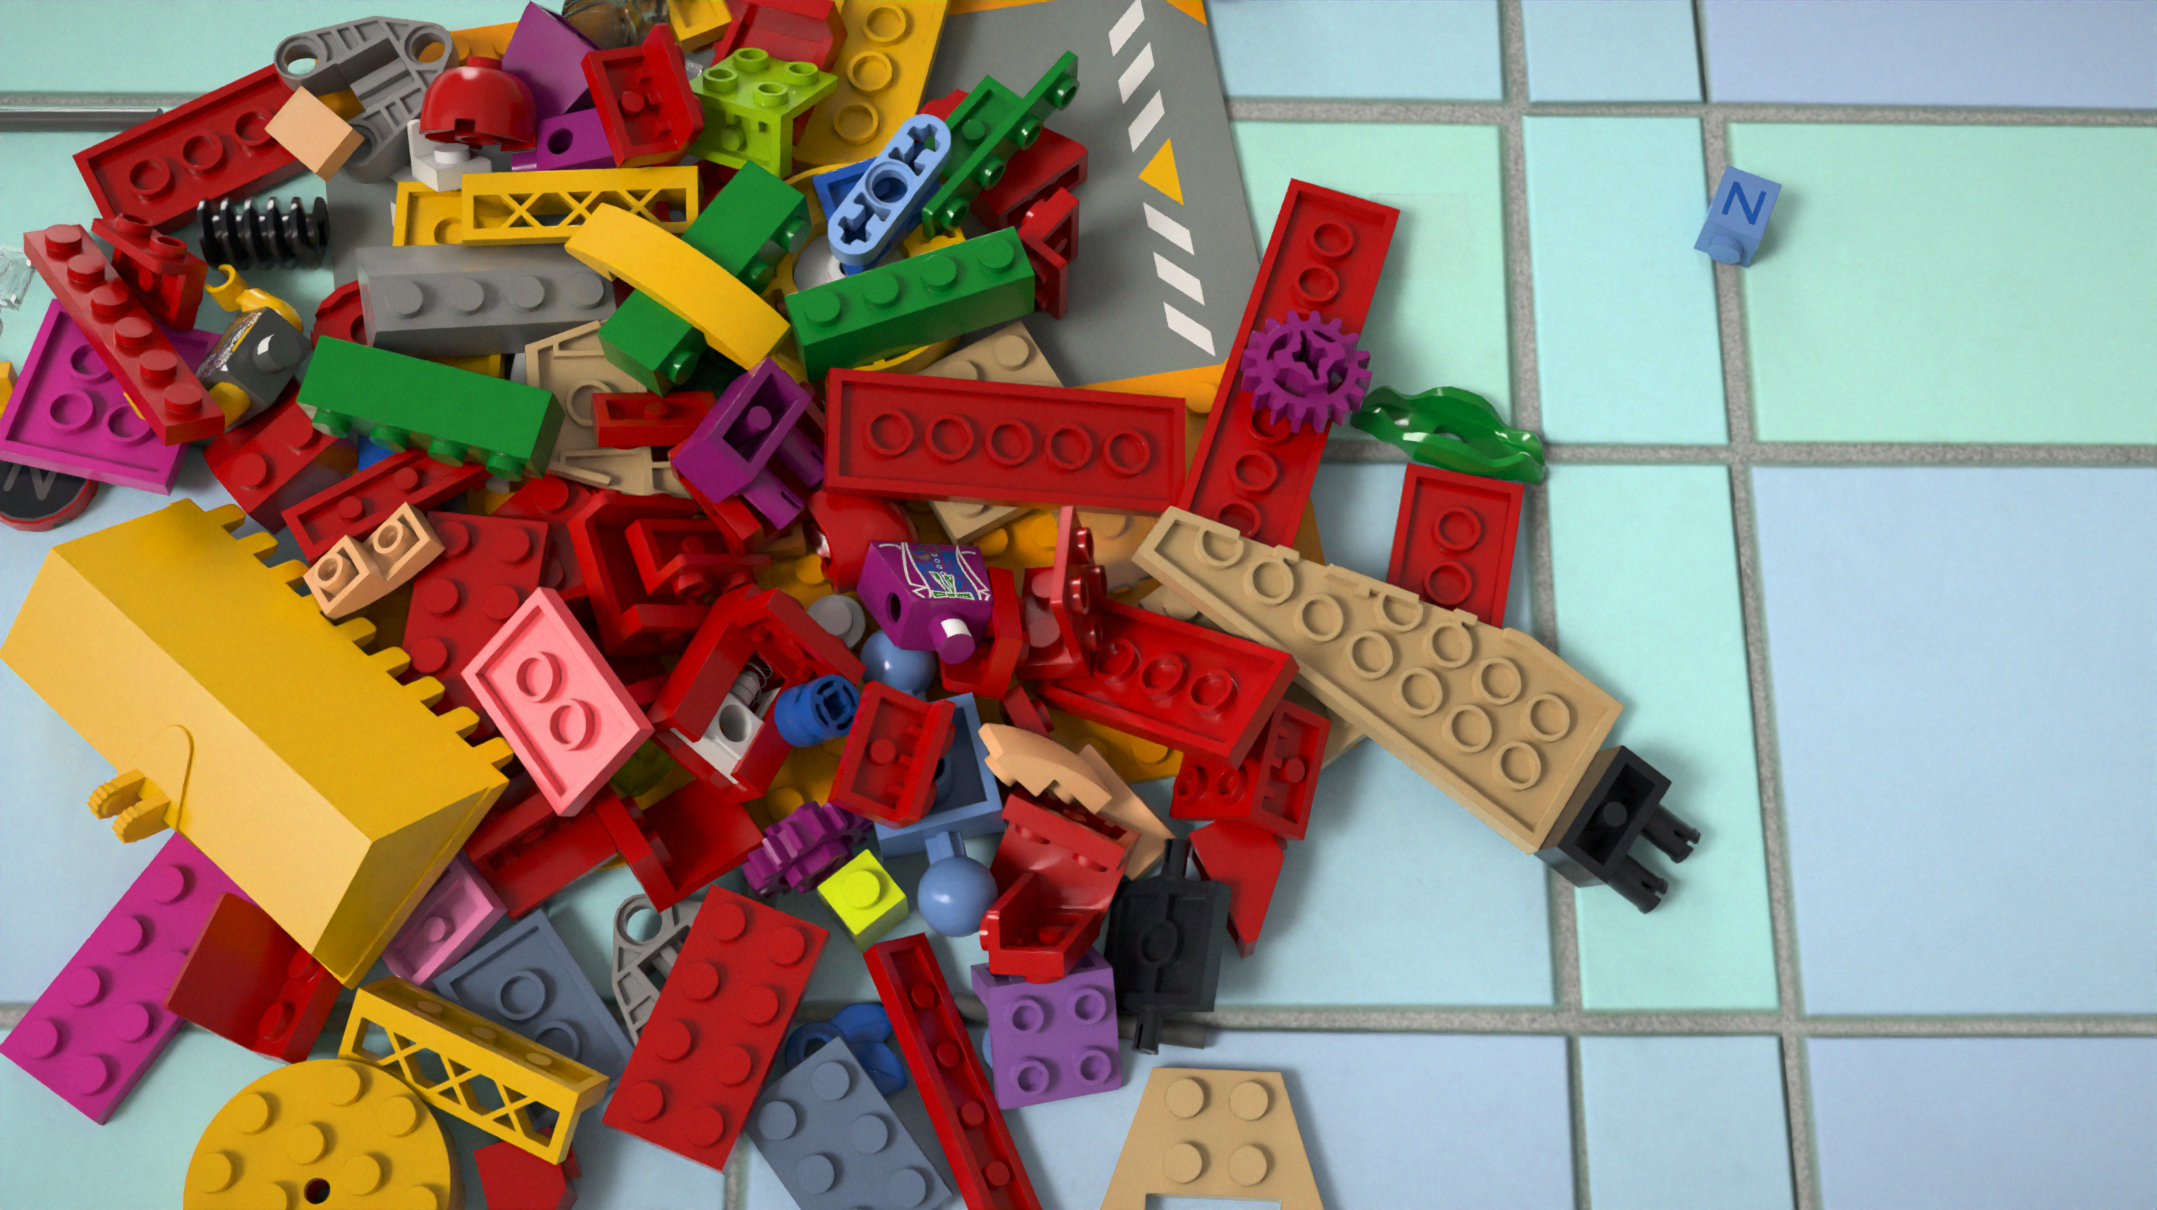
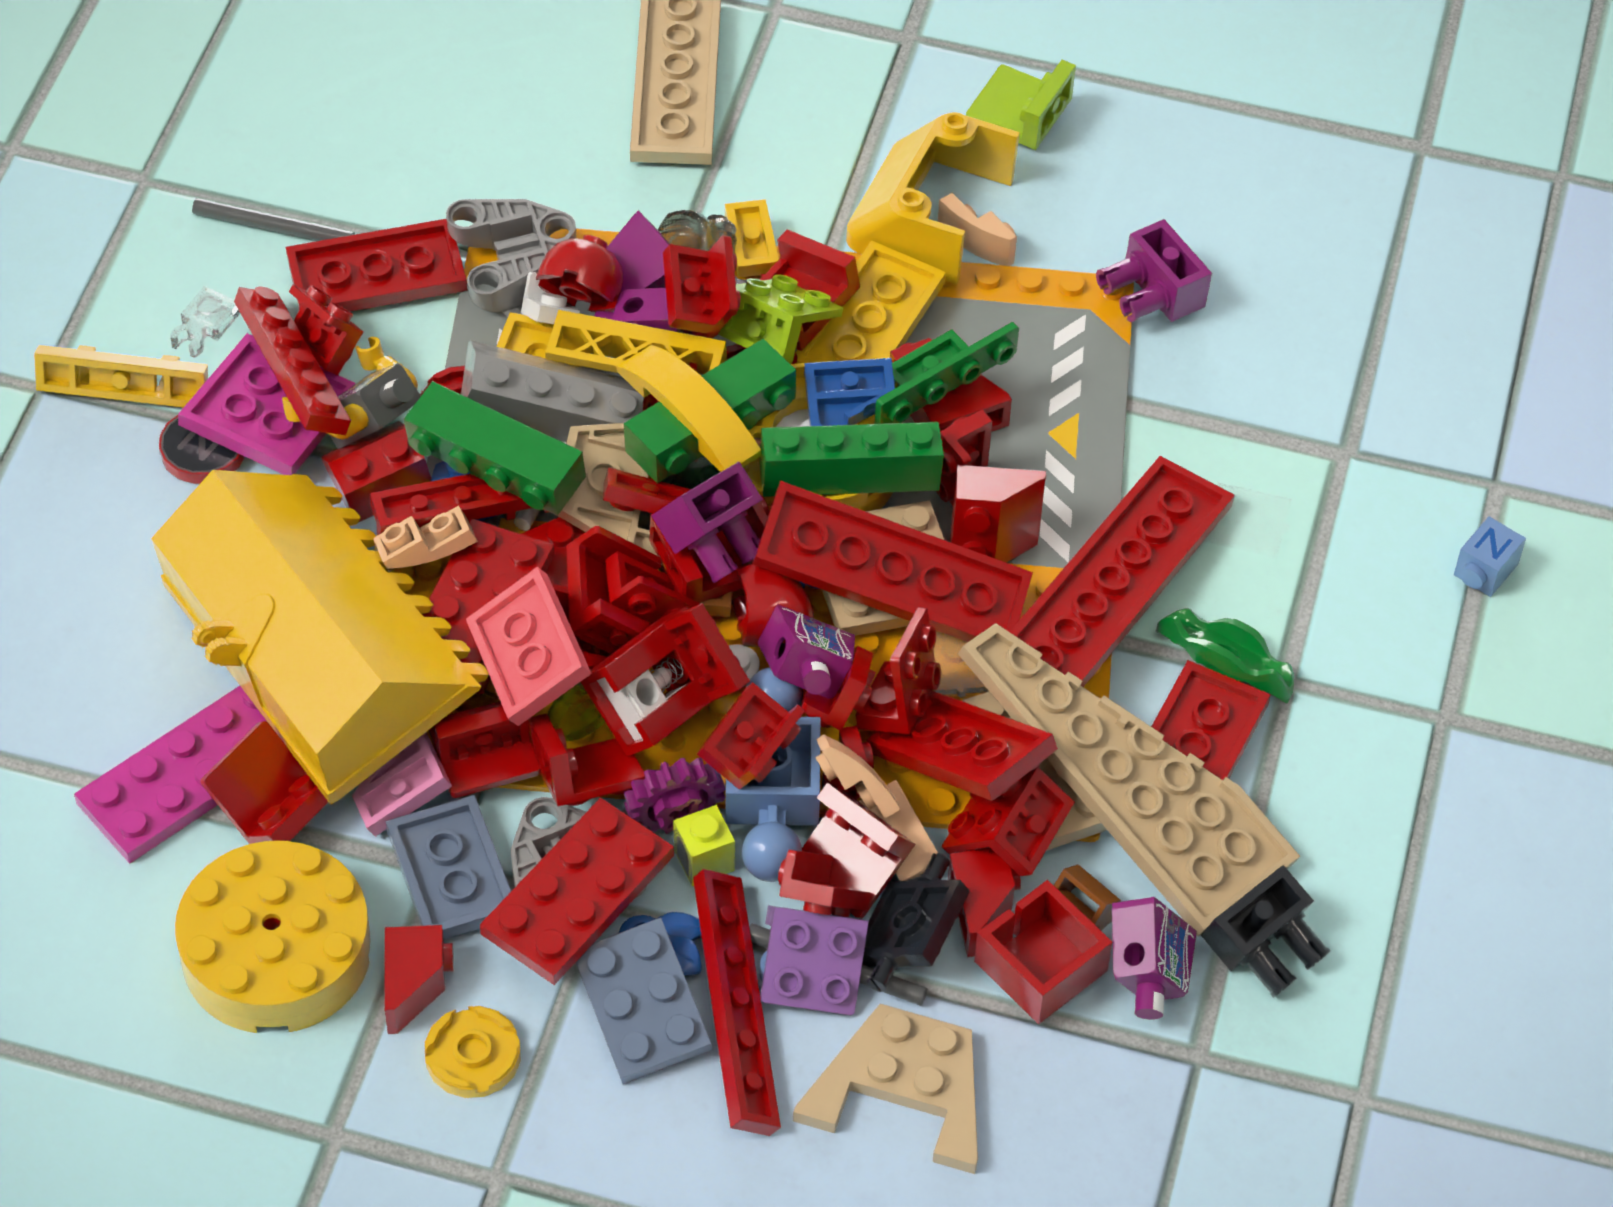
camera: 15 degrees right, 15 degrees down
(263, 237) = (406, 328): black piece -> none
(314, 134) = (461, 265): light nougat slope -> none
(486, 1049) = (411, 863): yellow fence -> none
(816, 711) = (706, 700): blue wheel -> none
(852, 213) = (862, 364): light blue beam -> none
(1110, 322) = (997, 510): none -> red slope
(1304, 372) = (1125, 572): magenta gear -> none
(1348, 943) = (1051, 956): none -> red piece
(1378, 829) = (1078, 877): none -> dark orange piece
(1486, 912) = (1151, 953): none -> magenta torso

